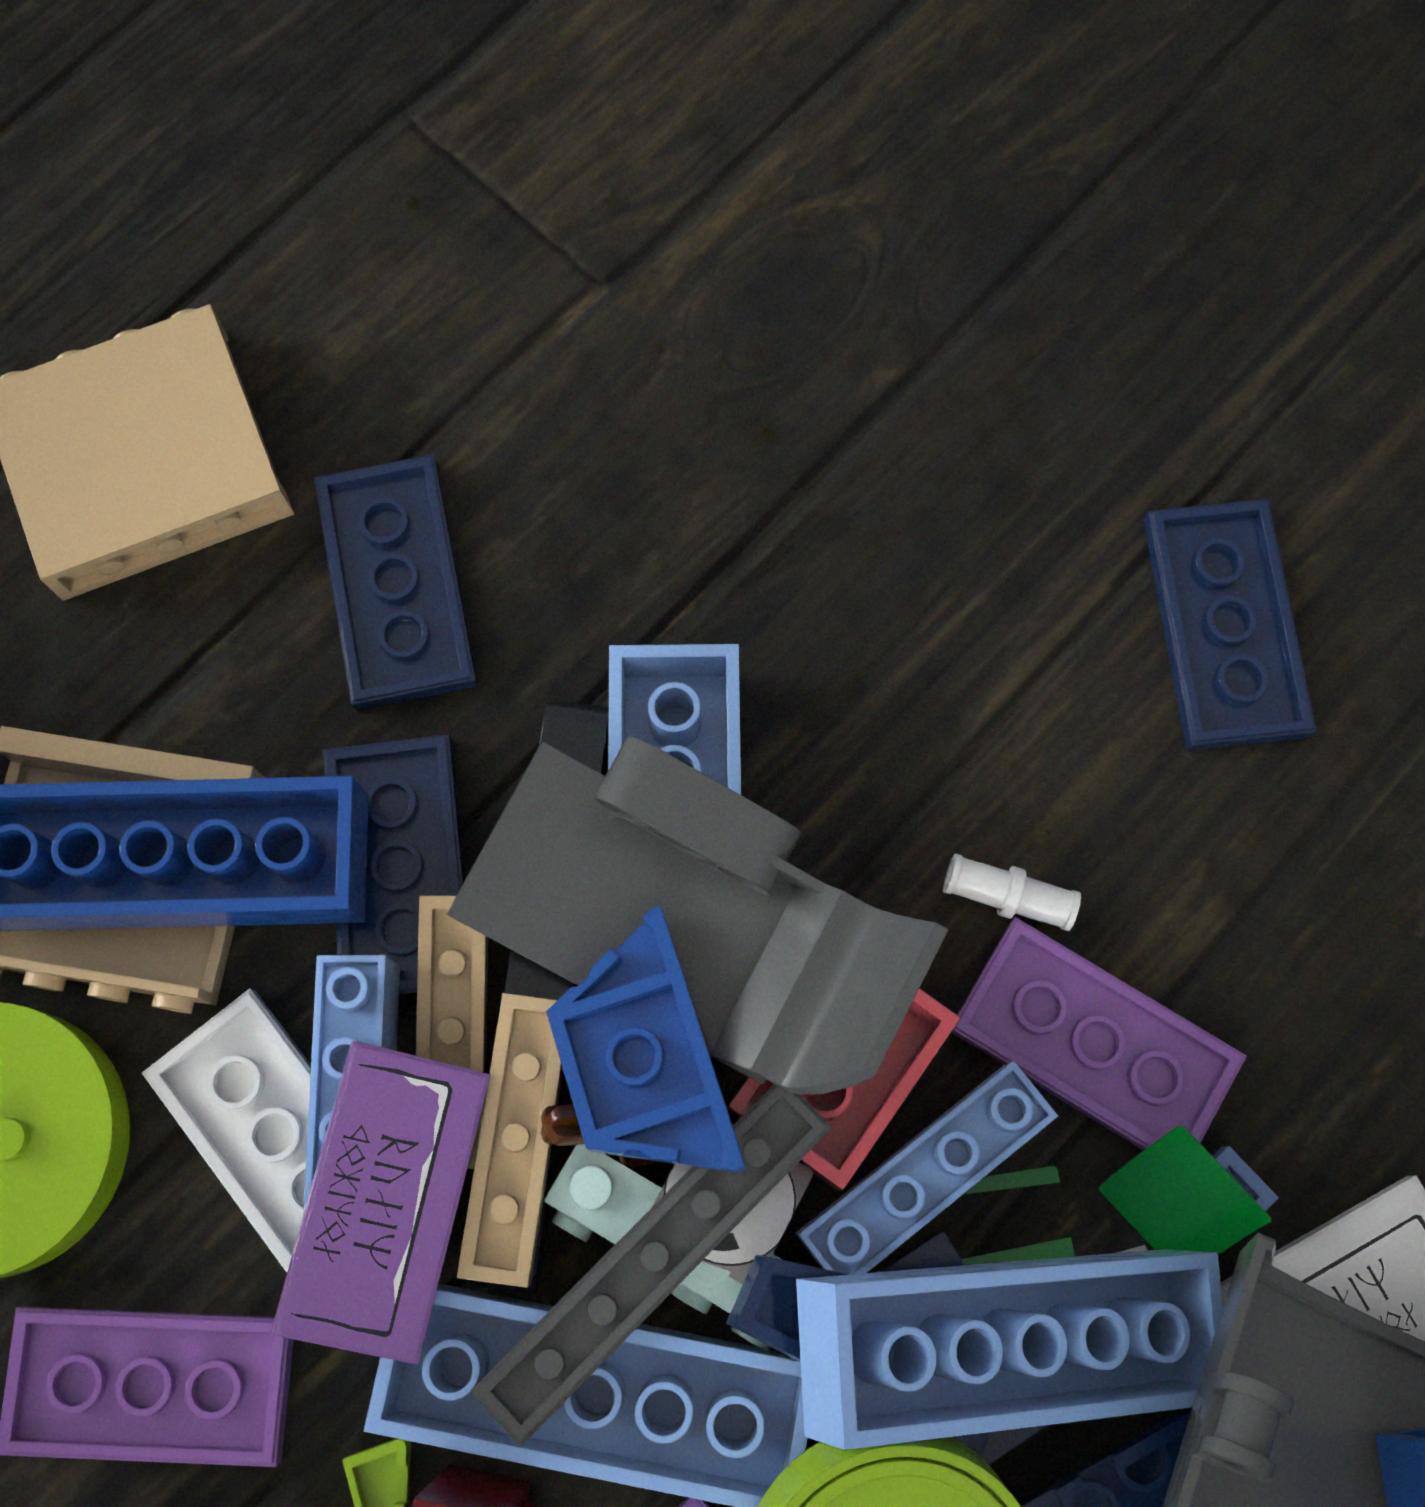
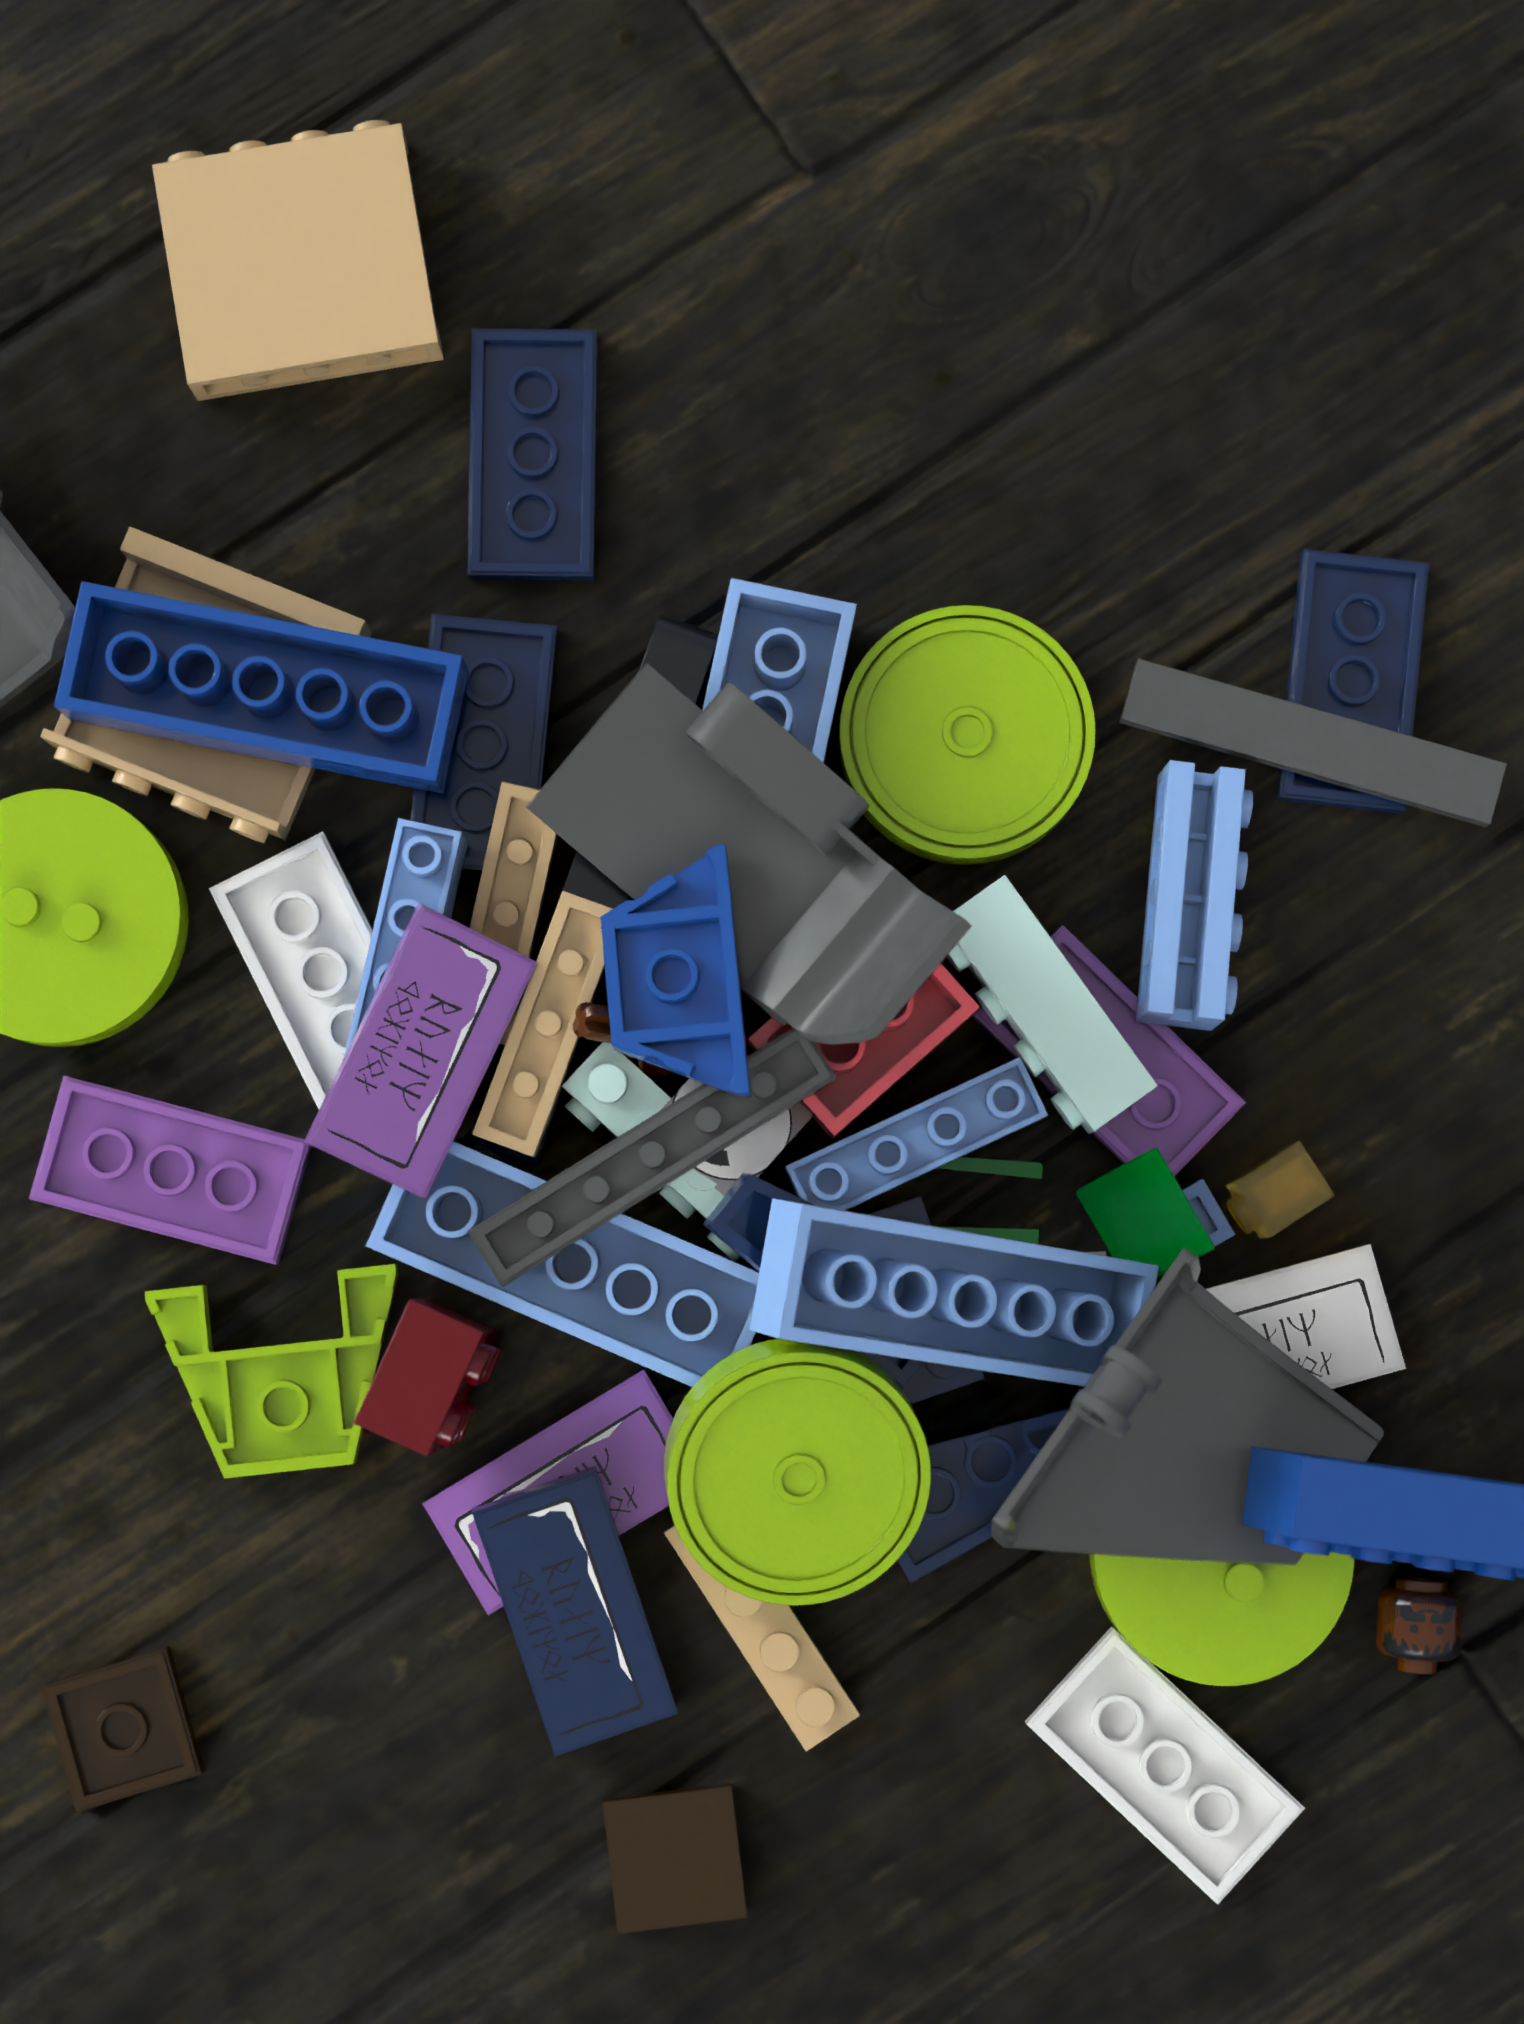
camera: 10 degrees right, 10 degrees up
(876, 750) = (966, 734): none -> lime brick
(1012, 892) = (1067, 901): white pin -> none
(1036, 1010) = (1048, 1009): none -> light aqua brick
(1140, 862) = (1192, 897): none -> light blue brick
(1213, 685) = (1313, 743): none -> dark grey tile
(1308, 1141) = (1277, 1192): none -> clear yellow brick

